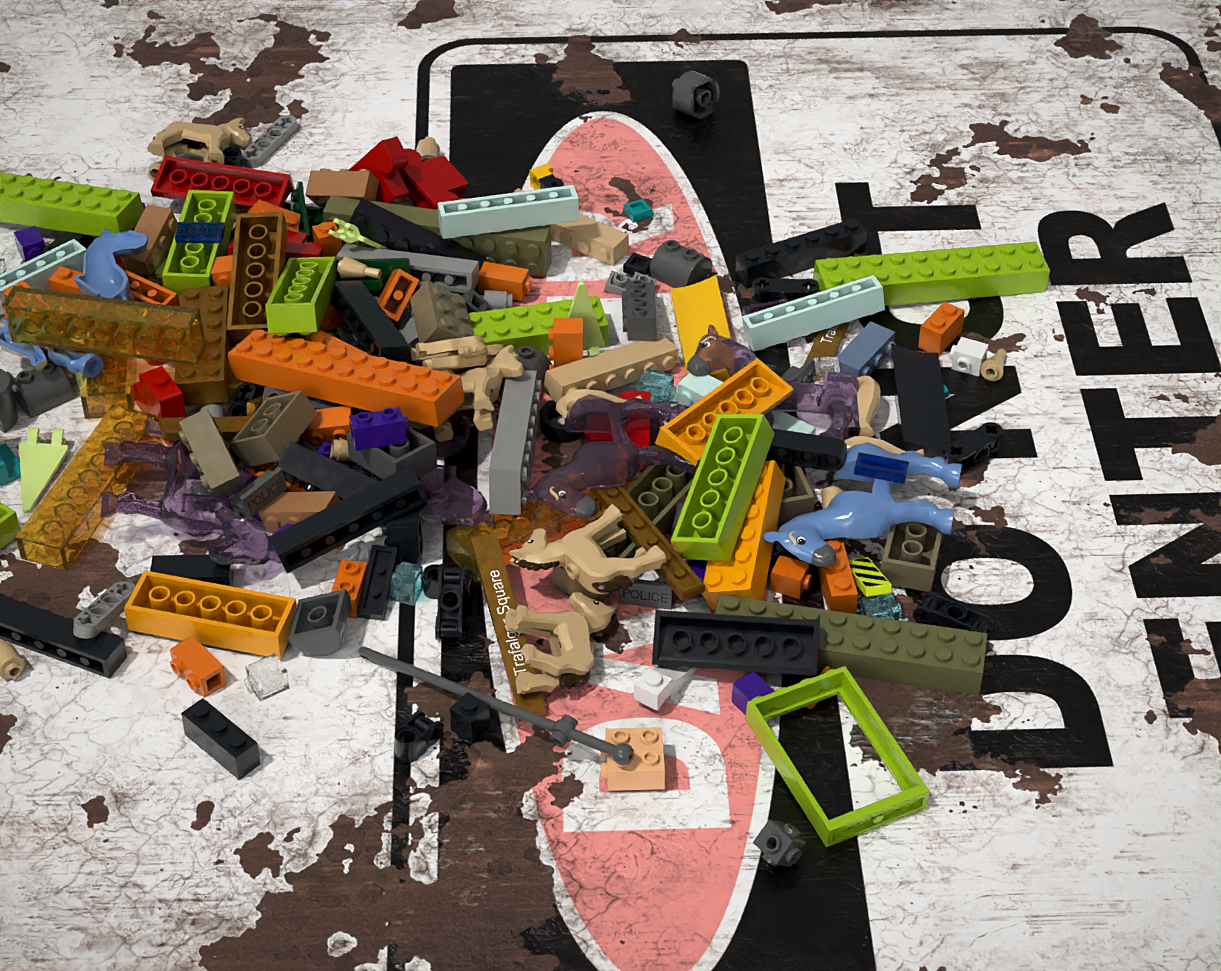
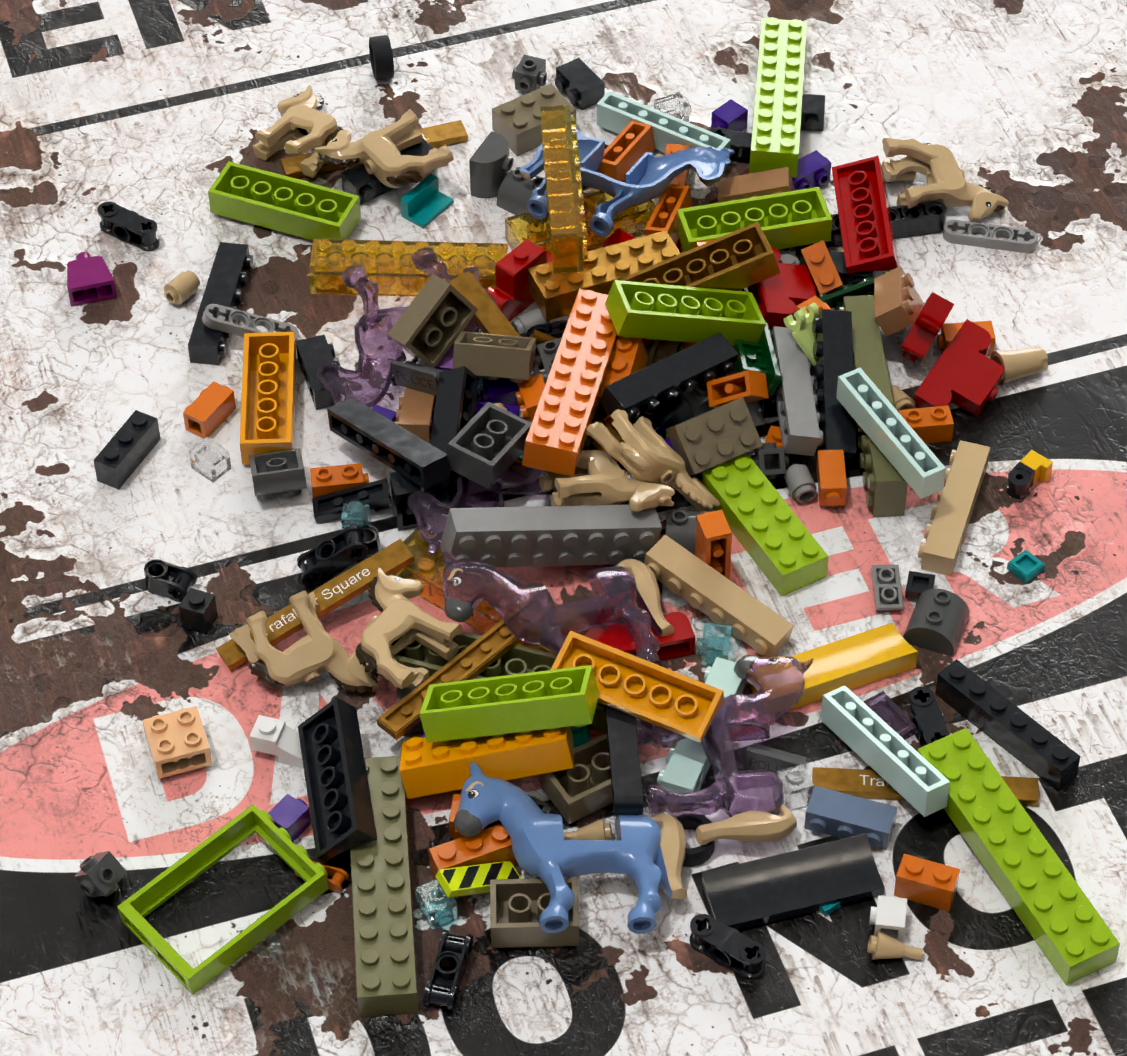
camera: 75 degrees right, 5 degrees up
(39, 464) = (435, 227): yellowish green flag -> none
(200, 232) = (749, 211): clear blue tile -> none
(351, 268) = (753, 341): tan cone -> none
(378, 428) = (485, 416): dark purple brick -> none
(562, 730) = (183, 671): dark grey bar -> none
(583, 308) = (750, 552): yellowish green flag -> none
(639, 310) = (822, 598): dark grey brick -> none
(881, 468) = (606, 841): clear blue tile -> none

